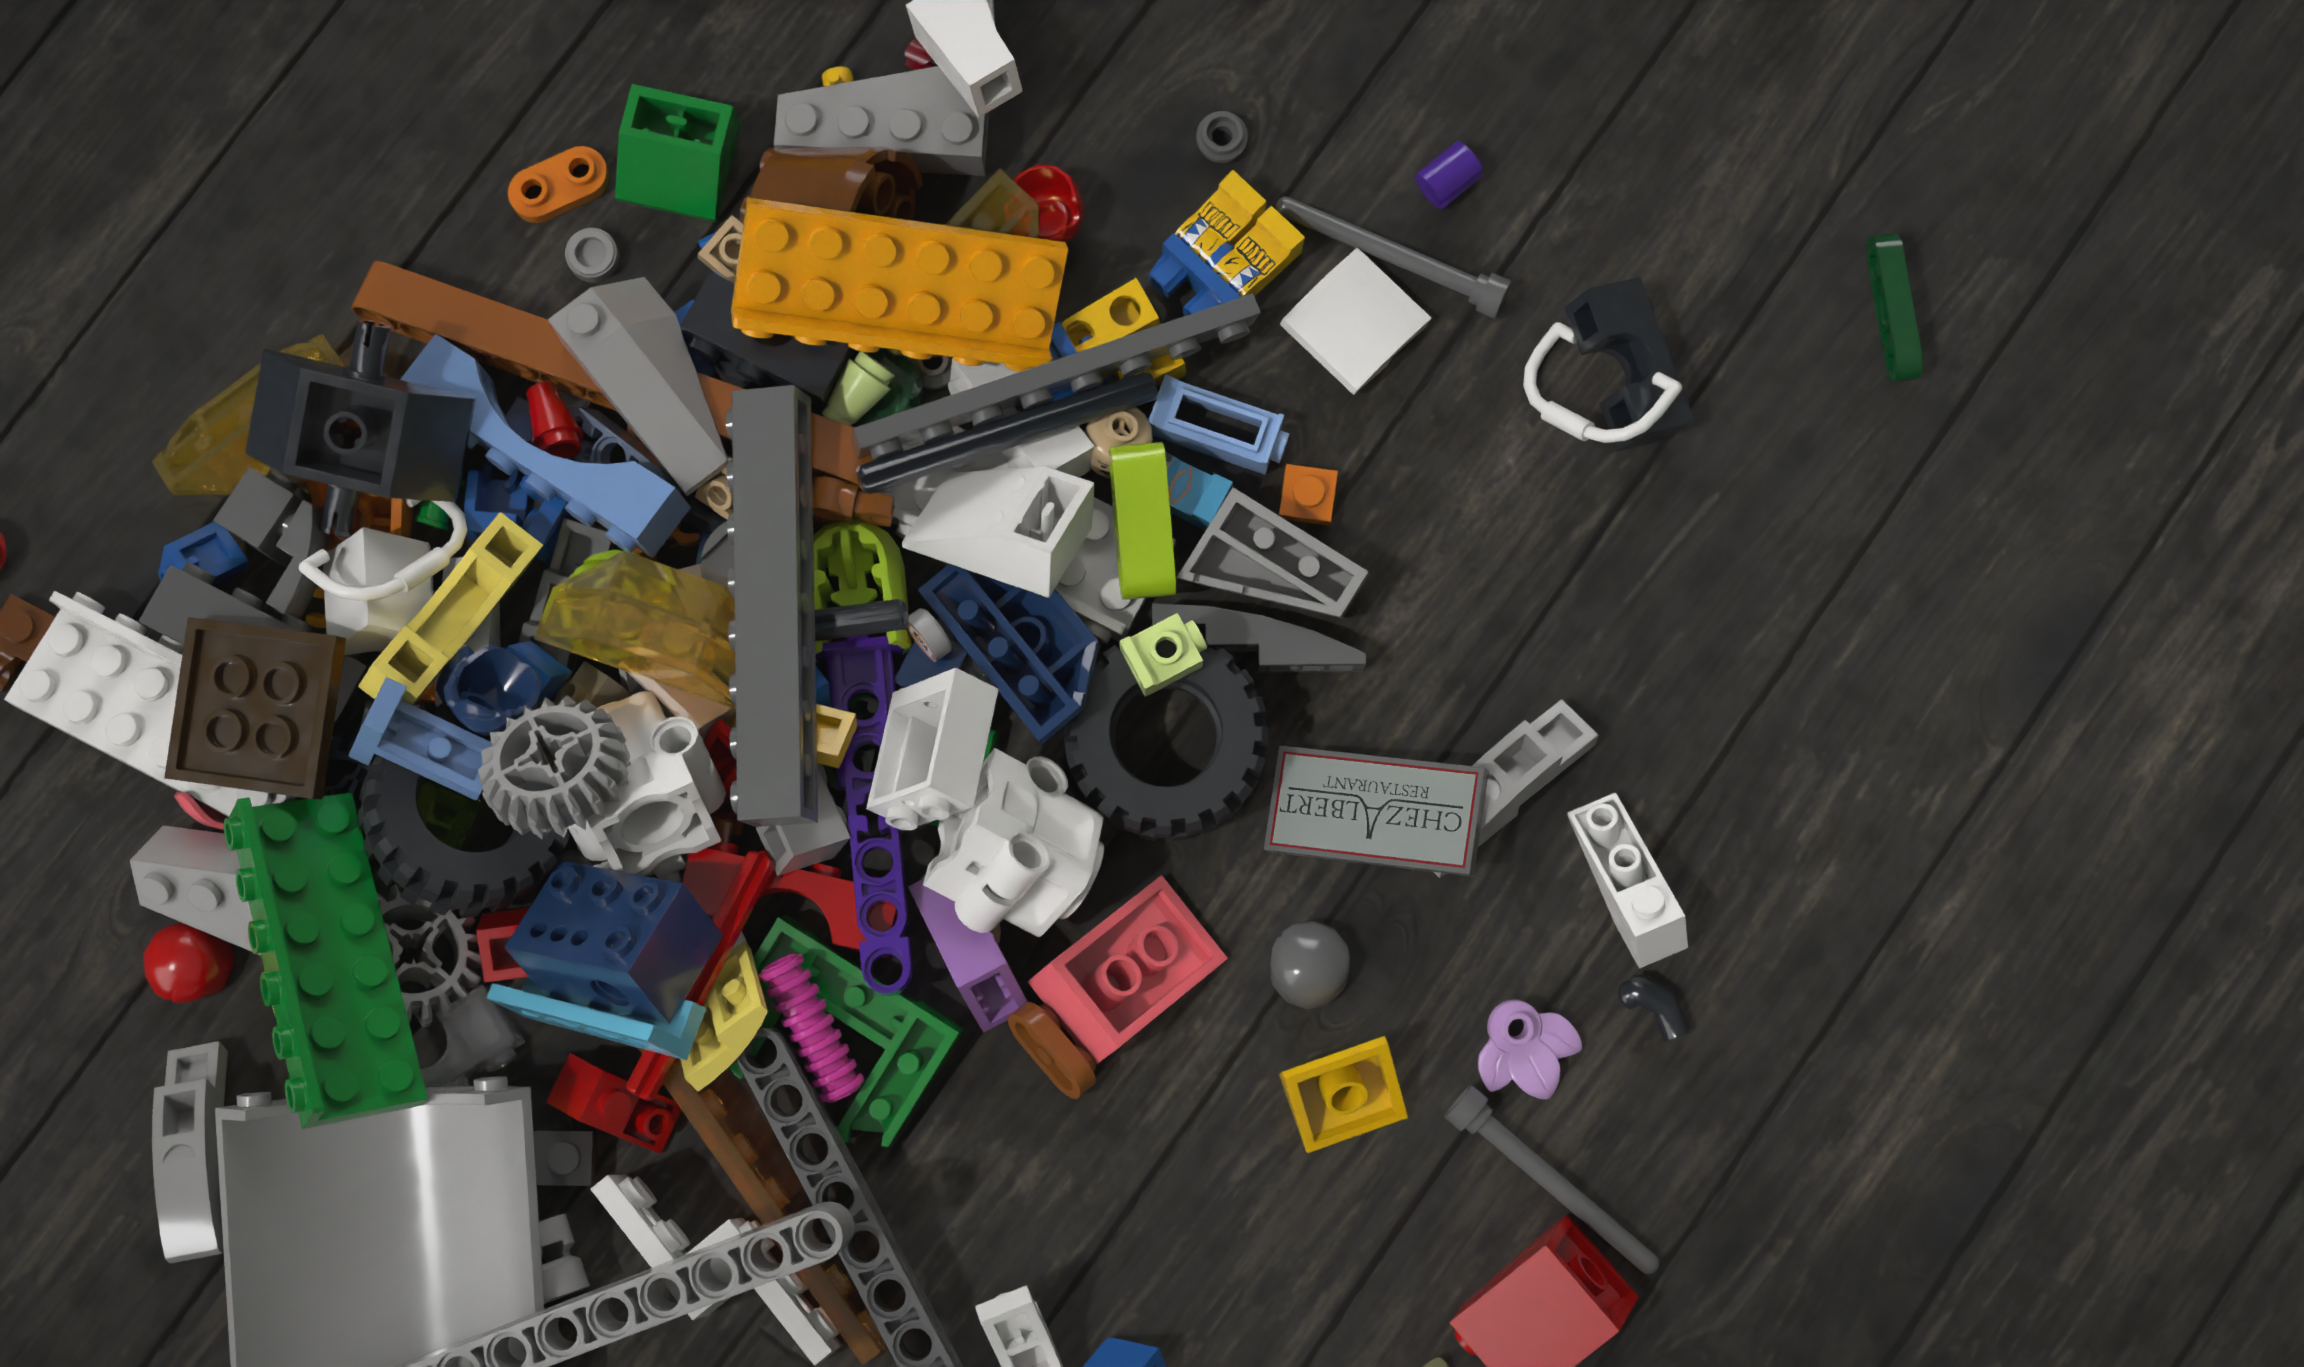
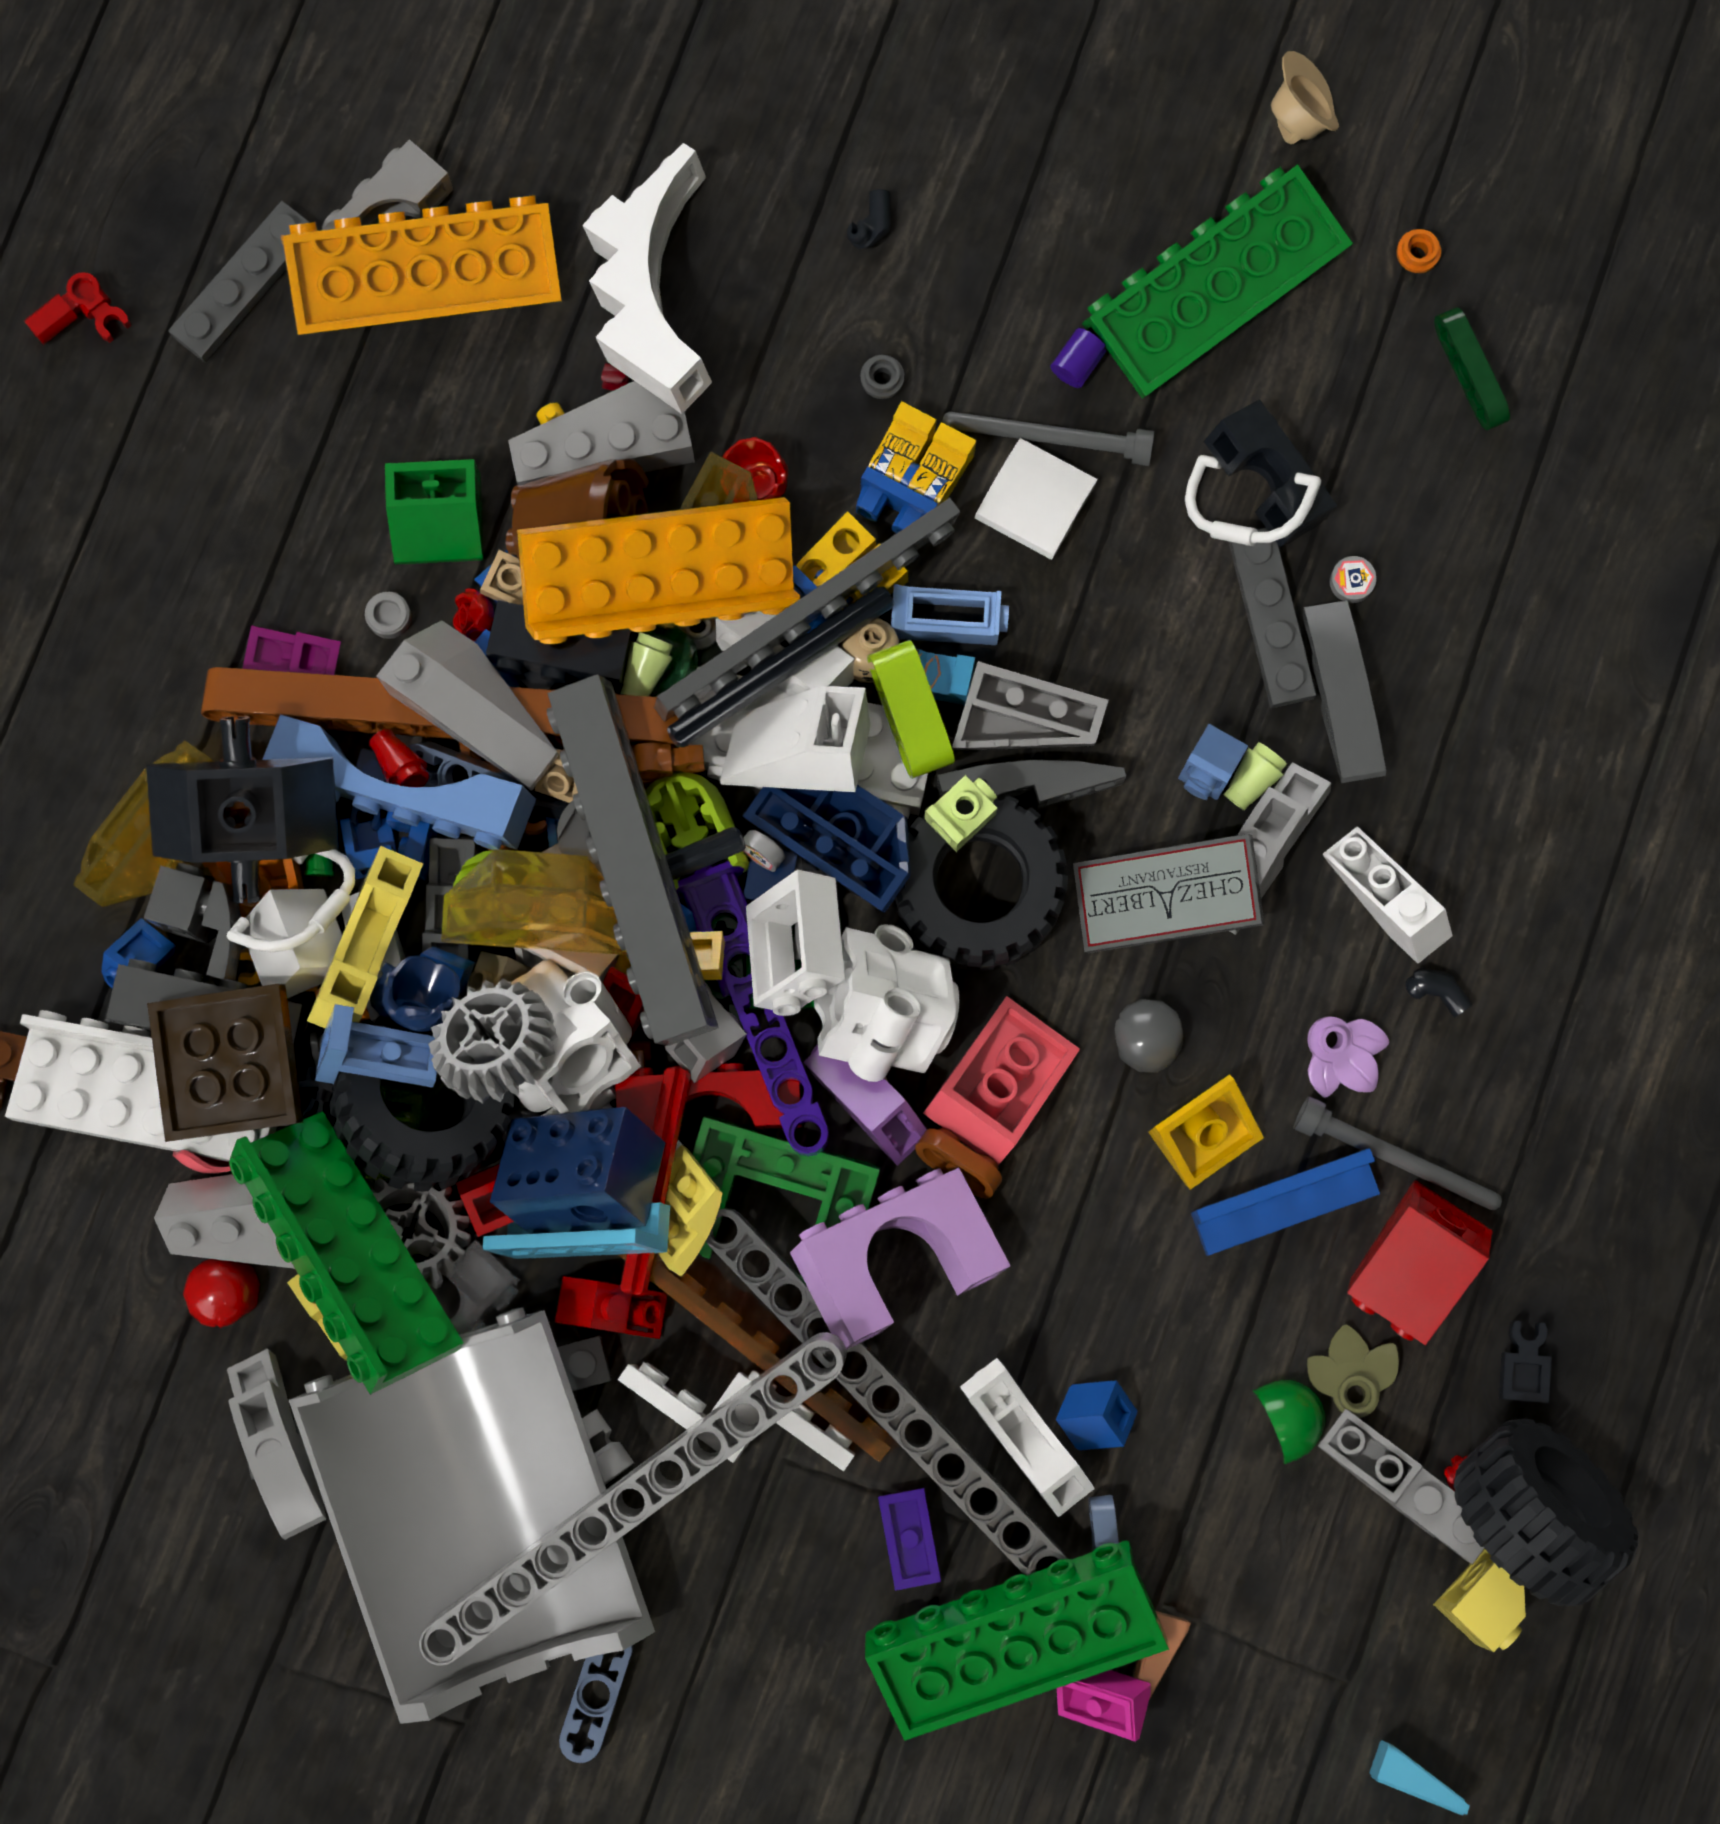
camera: 15 degrees left, 0 degrees up
(470, 268) = (290, 653): none -> magenta slope
(560, 189) = (346, 567): orange plate -> none
(684, 280) = (473, 614): none -> red plate
(811, 1028) = (755, 1197): dark pink piece -> none
(1011, 1097) = (937, 1210): none -> lavender arch
(1308, 494) = (1037, 651): orange plate -> none
(1411, 1199) = (1286, 1202): none -> blue fence
(1468, 675) = (1212, 763): none -> medium blue slope
(1516, 700) = (1254, 775): none -> yellowish green cone
(1585, 535) = (1273, 623): none -> dark grey plate
(1632, 128) = (1217, 279): none -> green bracket
(1643, 635) = (1344, 692): none -> dark grey slope
(1690, 510) = (1353, 579): none -> tile
(1880, 146) = (1422, 239): none -> orange plate

